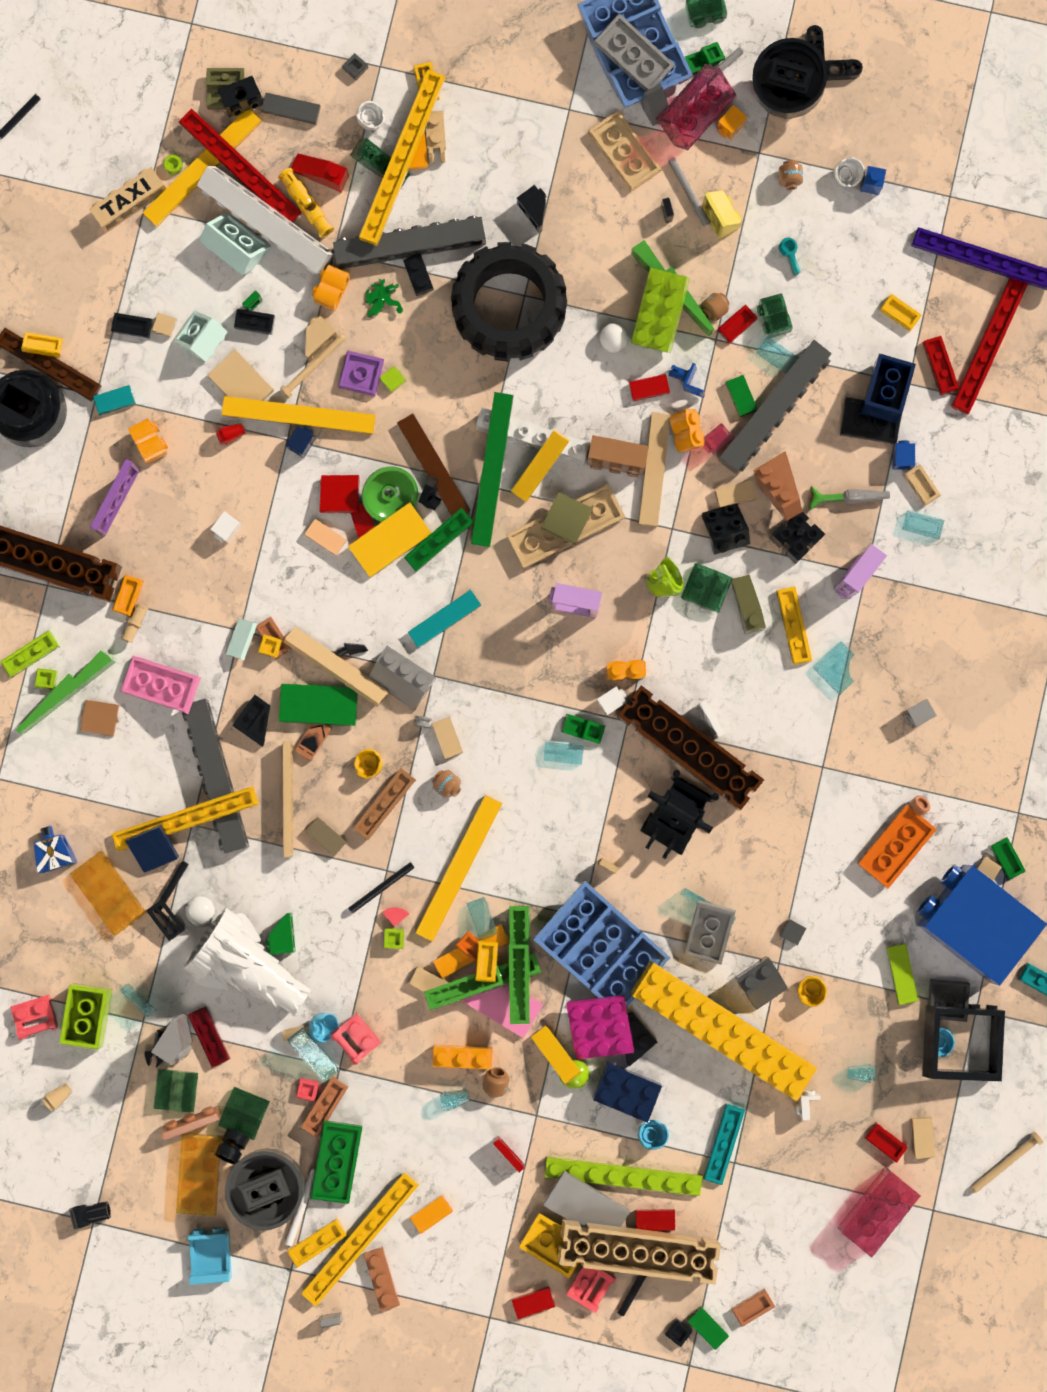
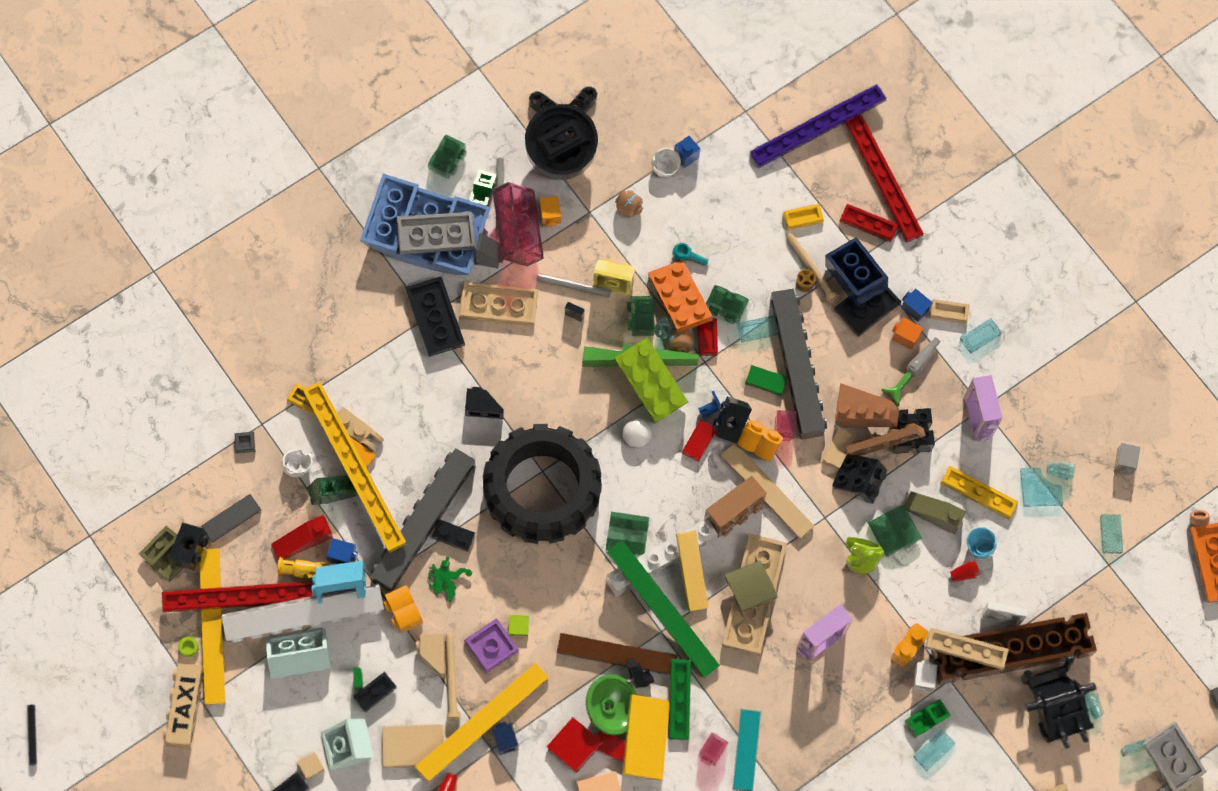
camera: 55 degrees left, 15 degrees down
(308, 221) = (338, 578): none -> medium azure panel
(333, 208) = (341, 552): none -> blue brick
(421, 594) = (712, 749): none -> clear pink brick
(531, 396) = (630, 529): none -> clear green slope
(572, 113) = (435, 316): none -> black plate
(655, 713) = (966, 648): none -> tan plate
(675, 402) = (731, 430): none -> black brick
(699, 841) = (1094, 705): none -> clear light blue cone
(709, 261) = (642, 316): none -> clear green brick
(712, 285) = (663, 328): none -> clear light blue cone
(720, 665) = (966, 571): none -> red cone
(749, 275) = (680, 296): none -> orange plate
(753, 659) = (981, 542): none -> medium azure hair
(773, 524) = (880, 442): none -> medium nougat plate
(848, 353) = (805, 276): none -> pearl gold wheel
(849, 749) = (1111, 534): none -> clear light blue tile
(854, 387) = (831, 295): none -> tan bar
(866, 671) = (1061, 469): none -> clear light blue cone
(873, 467) = (906, 333): none -> orange brick

